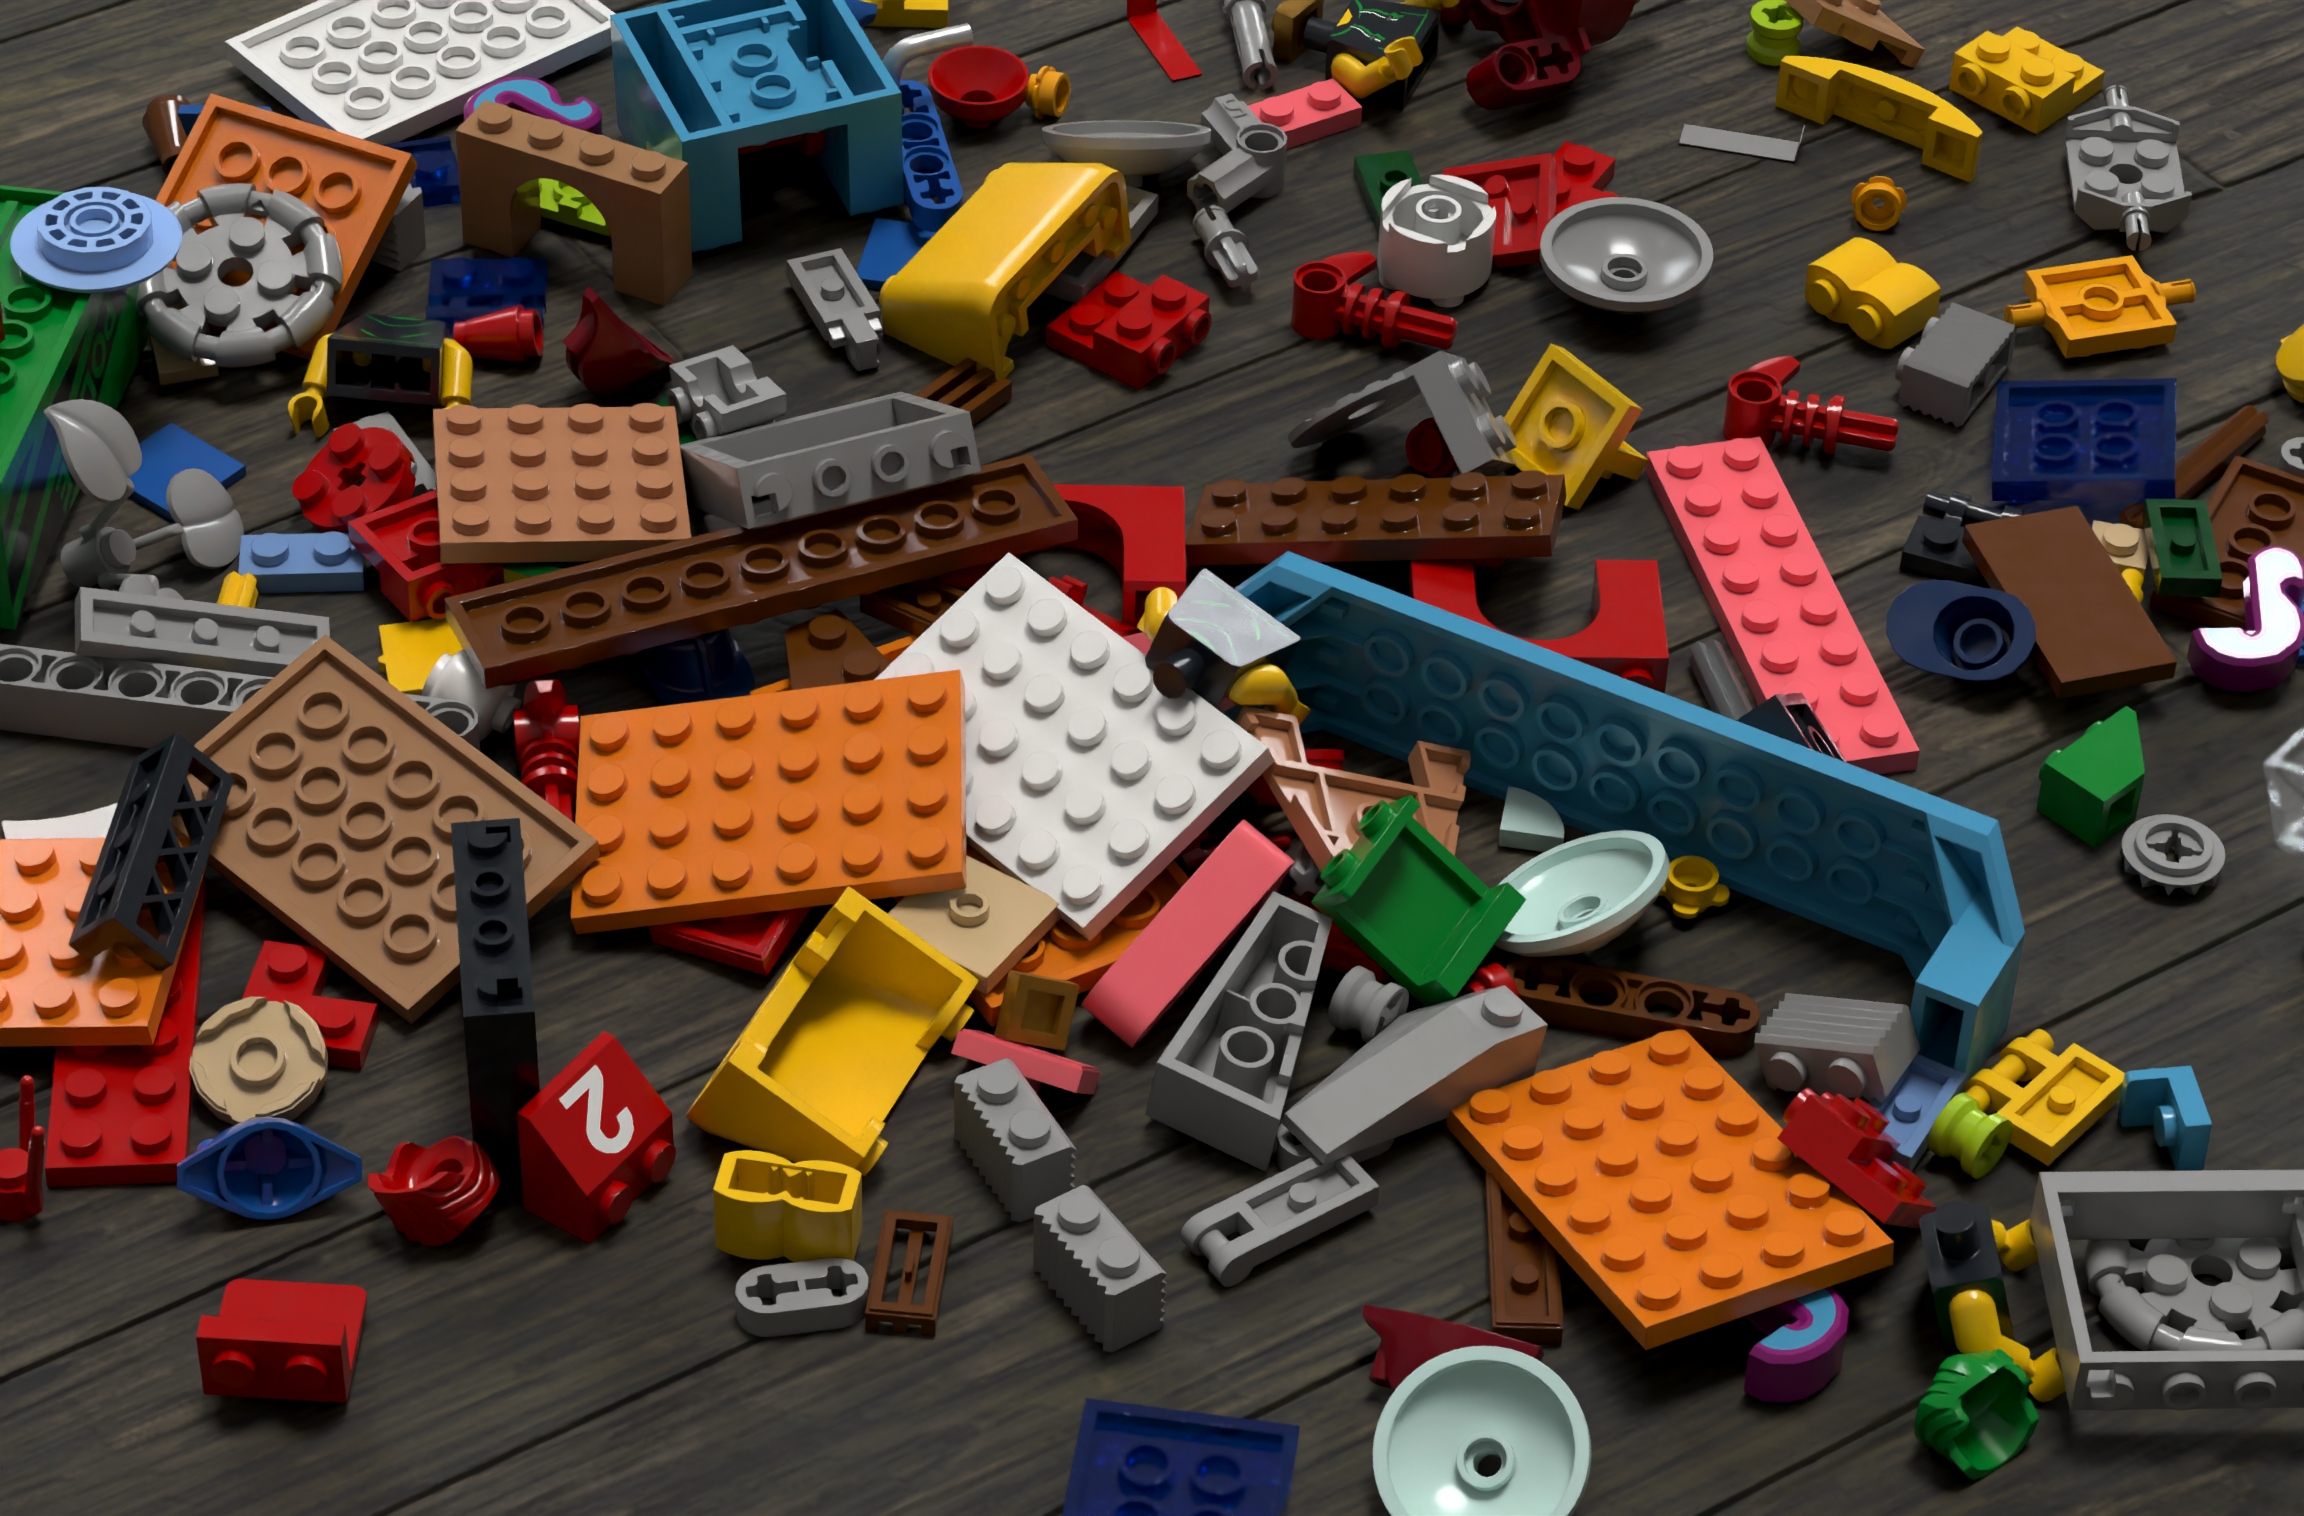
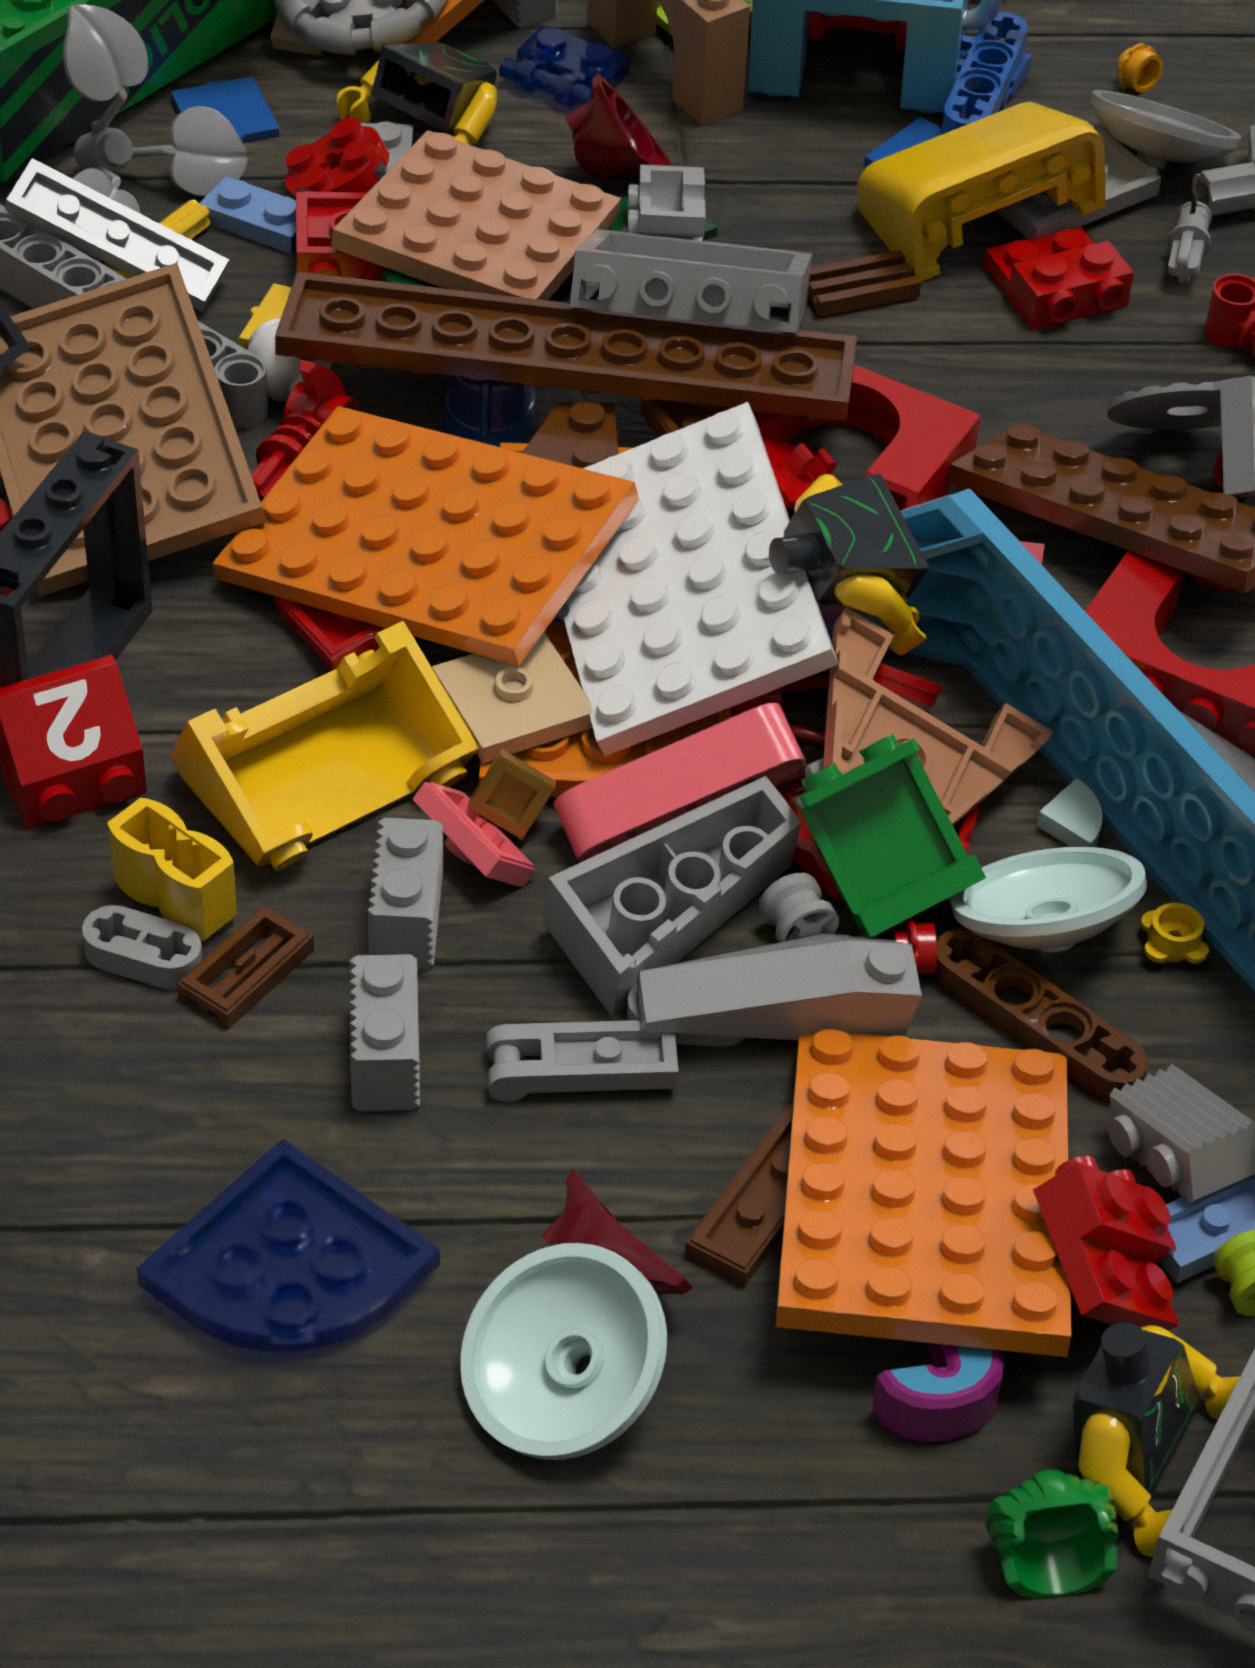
camera: 30 degrees right, 5 degrees up
(502, 335) = (544, 99): red cone -> none
(838, 304) = (829, 171): light grey hinge -> none
(982, 76) = (1080, 40): red piece -> none

